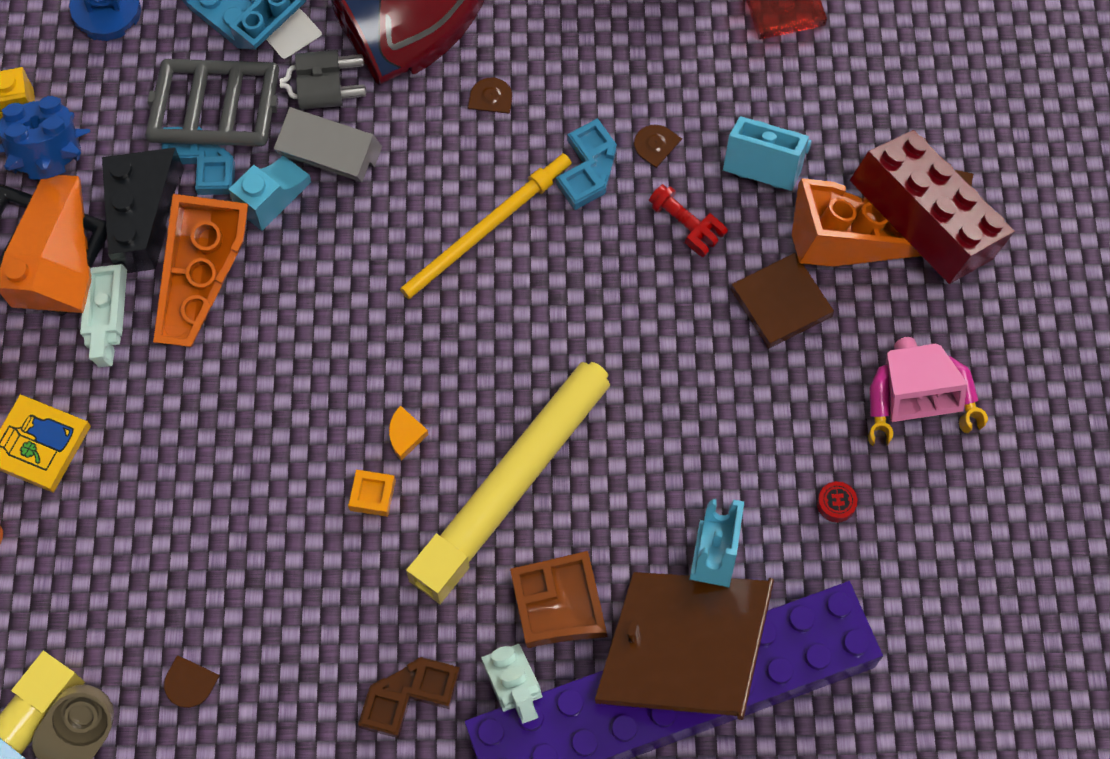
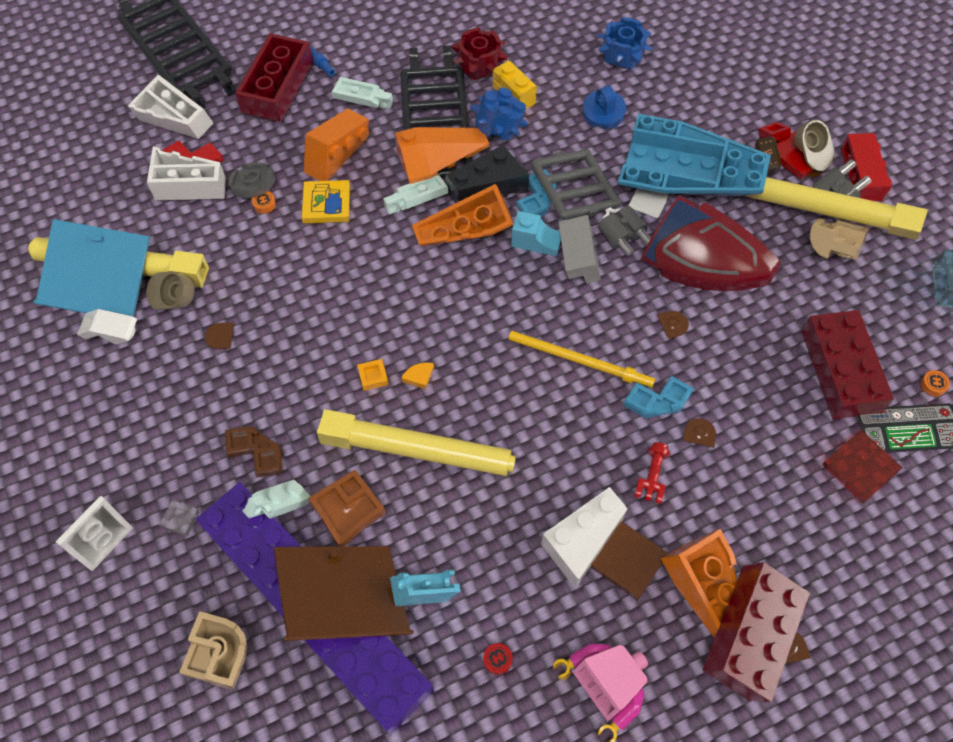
camera: 65 degrees right, 5 degrees down
(734, 332) = (583, 534): none -> white wedge
(766, 153) = (732, 501): medium azure brick -> none

